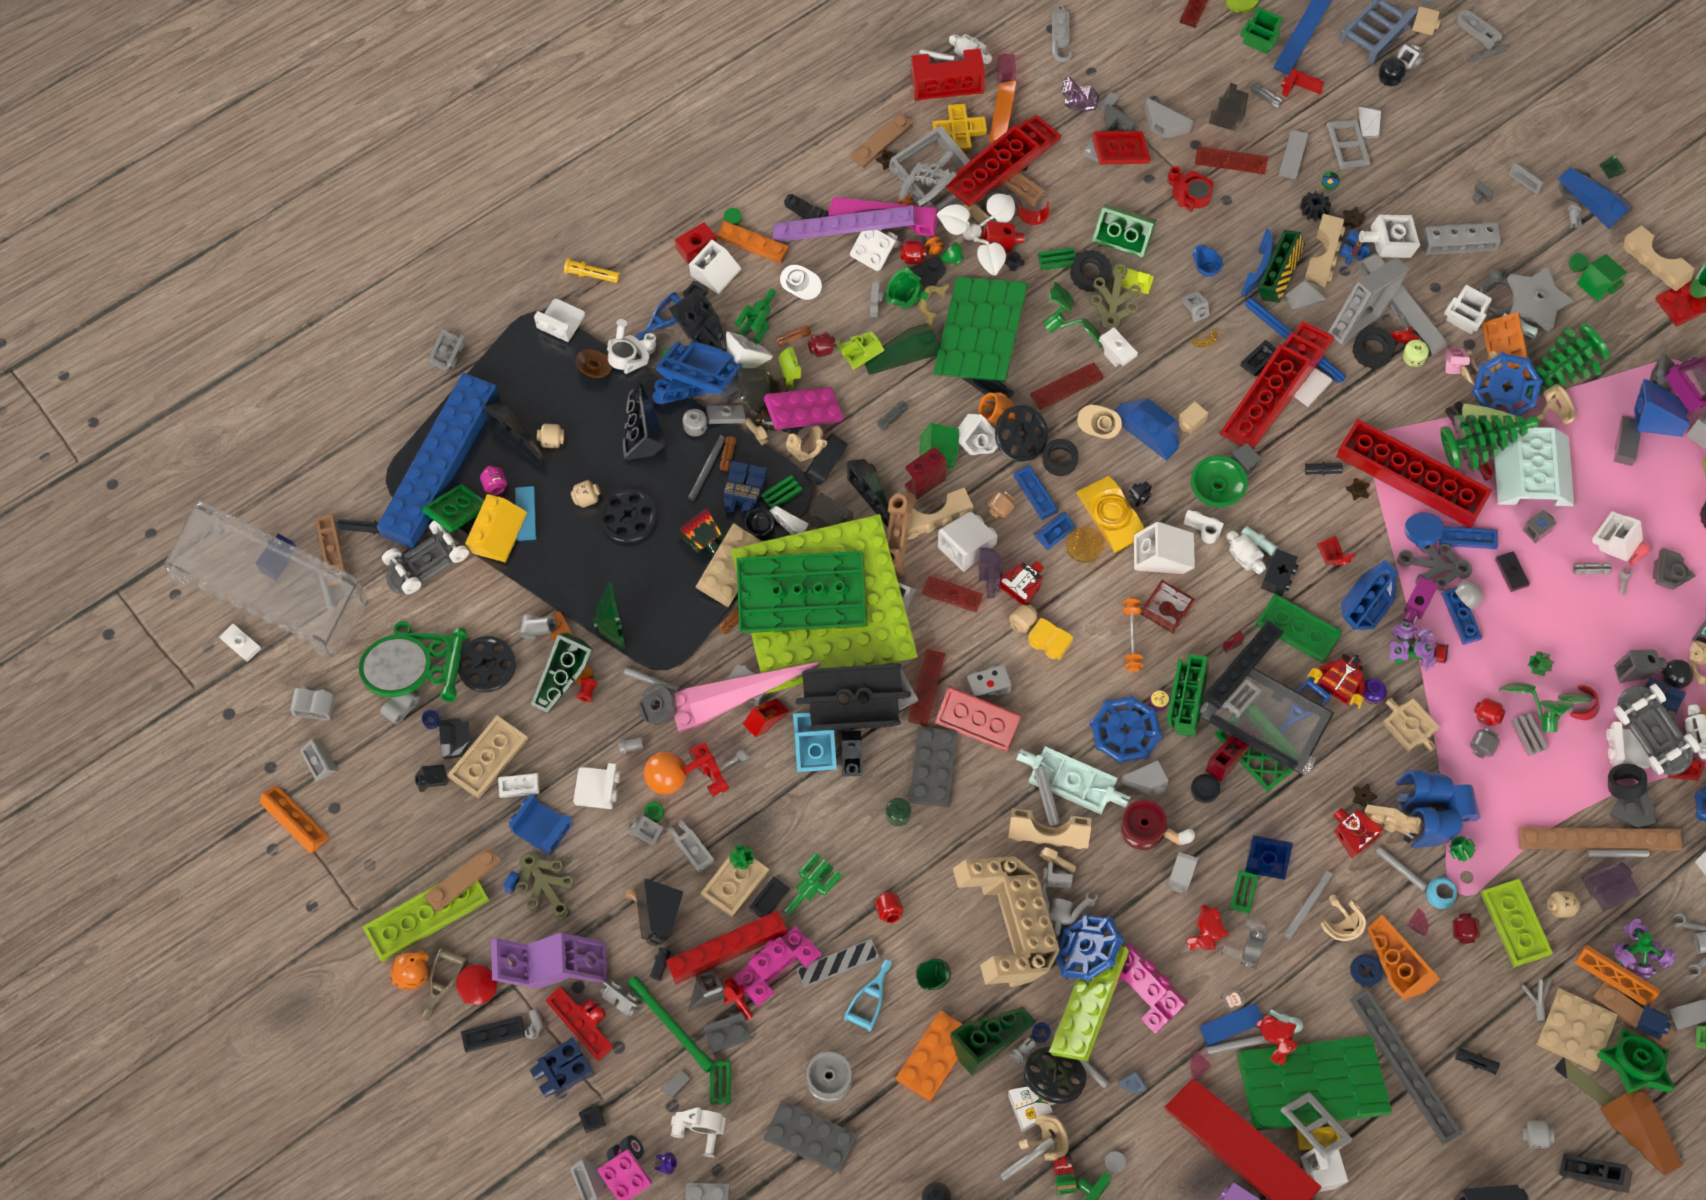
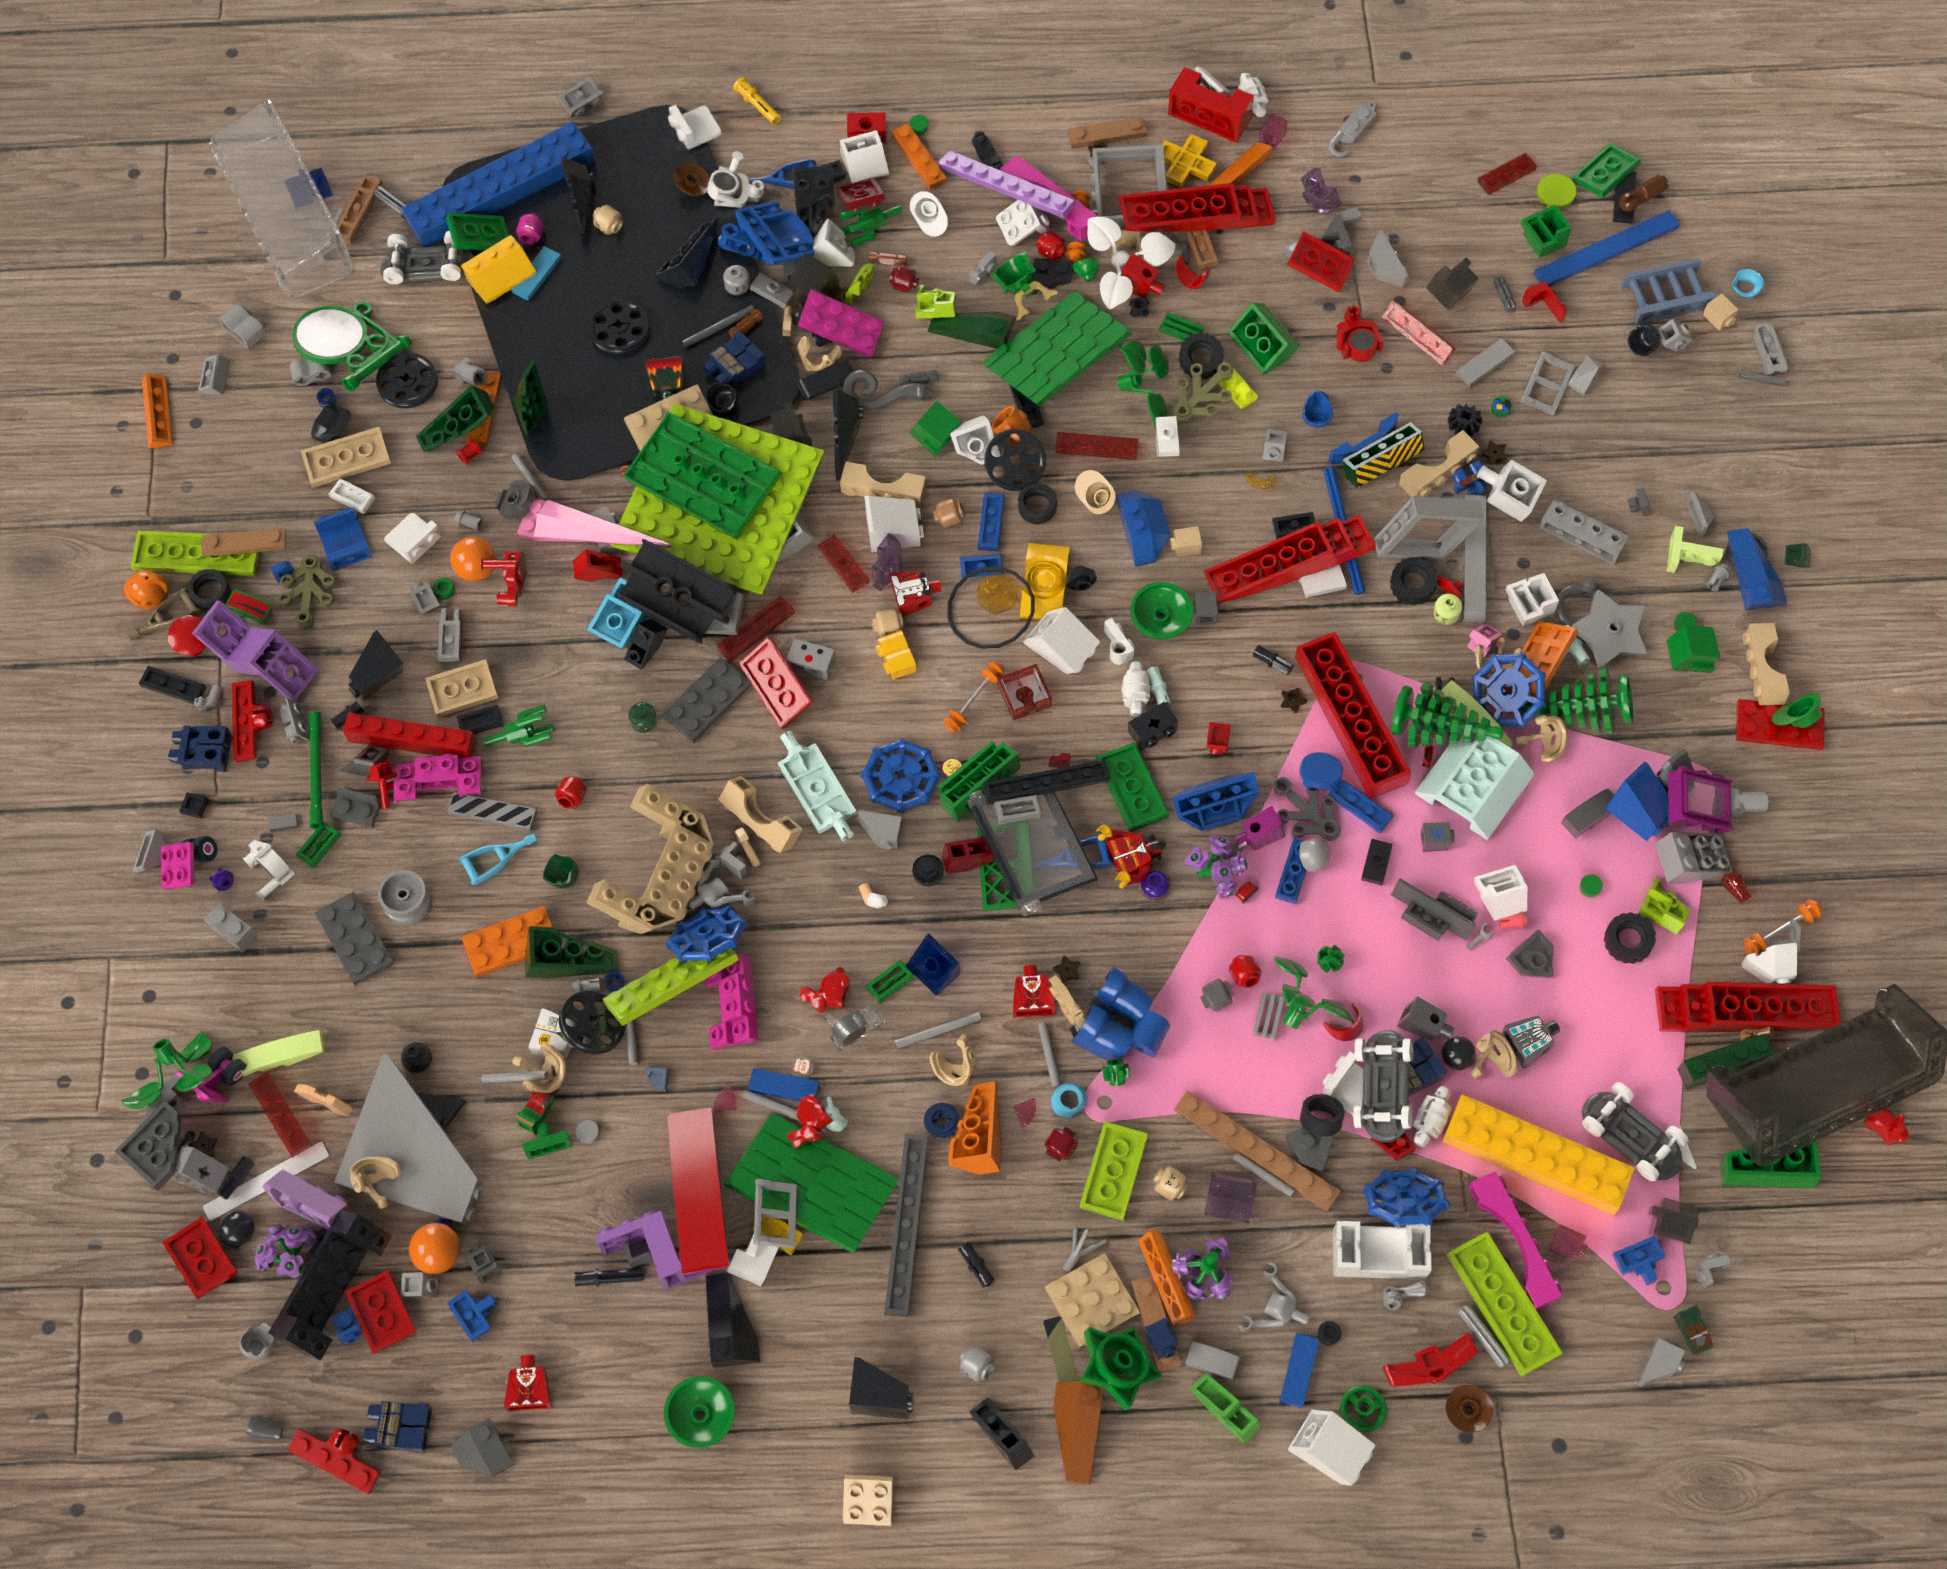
camera: 35 degrees right, 0 degrees up
(240, 642) = (227, 242): white plate -> none
(430, 777) = (288, 444): black bracket -> none
(460, 921) = (203, 577): none -> black tyre
(505, 928) = (248, 605): none -> slope
(585, 493) = (596, 285): tan head -> none
(738, 297) = (860, 194): none -> dark red plate
(741, 755) = (552, 587): light grey hand -> none
(741, 857) = (483, 669): green gear -> none
(790, 522) = (750, 415): white slope -> none
(798, 489) = (764, 383): green tile -> none
(895, 428) = (907, 390): none -> dark grey plant
(900, 513) = (849, 458): medium nougat plate -> none
(926, 472) = (899, 442): dark red panel -> none
(931, 172) = (1118, 181): light grey bar -> none
(1047, 796) = (780, 785): light grey axle -> none
(1085, 594) = (1007, 641): none -> black piece
(1140, 814) = (844, 864): dark red wheel -> none
(1182, 872) = (843, 927): light grey slope -> none
(1305, 295) = (1387, 495): light grey slope -> none
(1411, 725) = (1162, 935): tan plate -> none
(1537, 212) = (1690, 552): none -> yellowish green bracket
(1579, 585) = (1429, 914): none -> dark grey bracket
(1667, 493) = (1590, 885): none -> green tile

